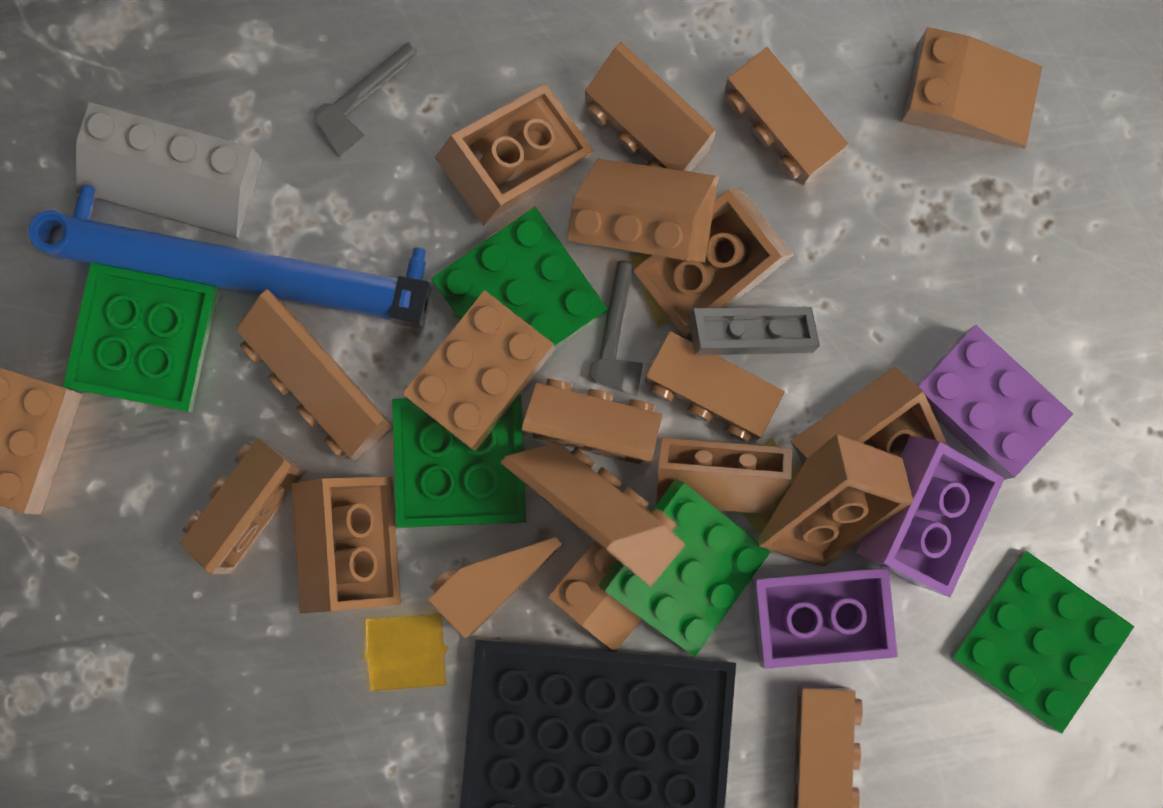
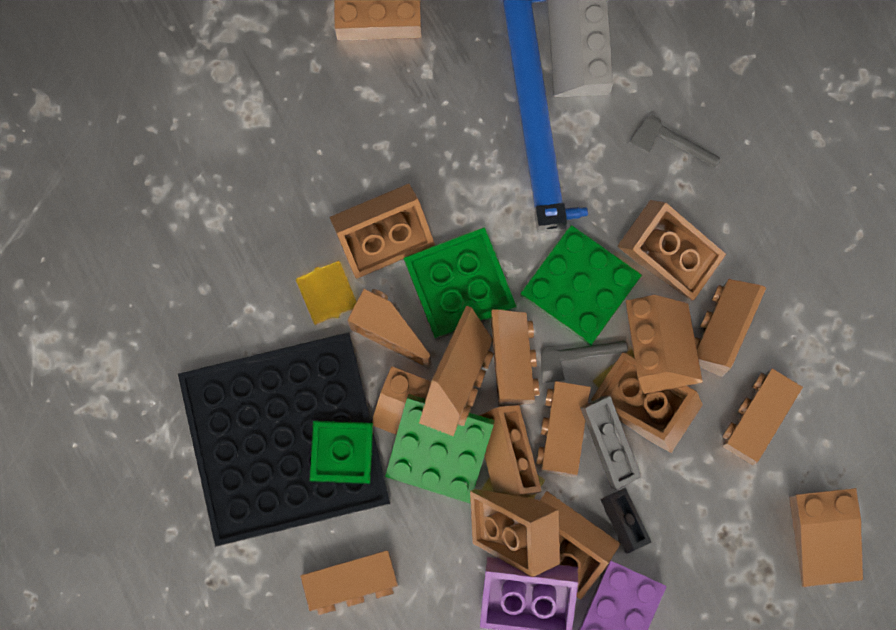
camera: 70 degrees right, 5 degrees down
(141, 337) = (469, 60): green plate -> none
(240, 507) = (383, 158): medium nougat slope -> none
(313, 378) = (481, 173): medium nougat slope -> none
(479, 370) = (520, 273): medium nougat brick -> none
(643, 707) = (341, 452): none -> green tile
(824, 618) = (438, 549): medium lavender brick -> none
(865, 348) = (625, 521): none -> black plate

